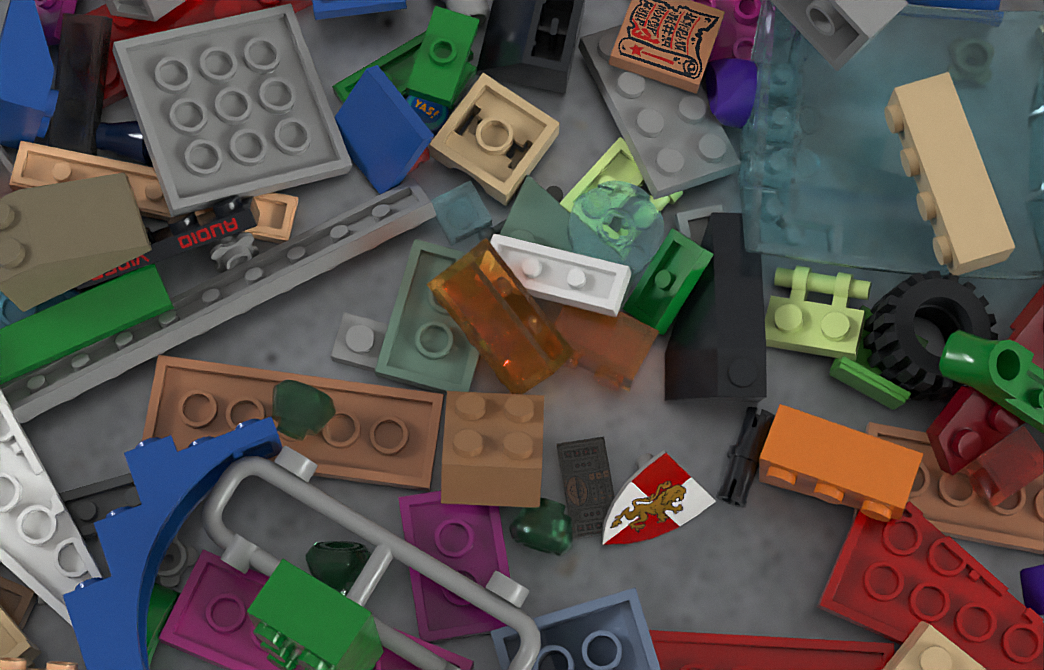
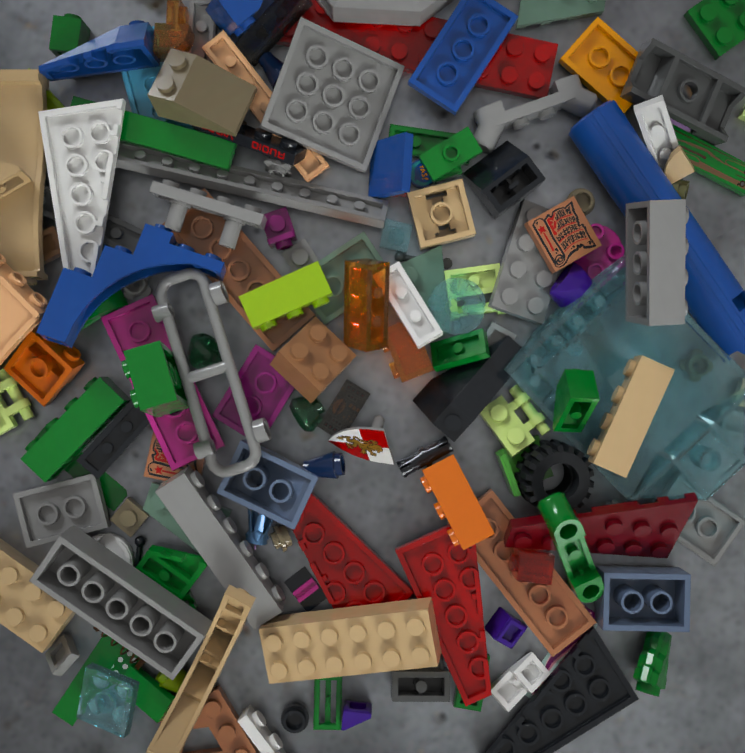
camera: 45 degrees right, 15 degrees up
(166, 372) = (196, 199): none -> light grey plate
(300, 329) = (279, 229): none -> magenta bracket
(300, 409) = (242, 269): clear green cone -> none
(389, 396) = (286, 297): none -> lime brick
(632, 571) = (327, 465): none -> dark blue cone
(866, 213) = (574, 400): none -> green slope

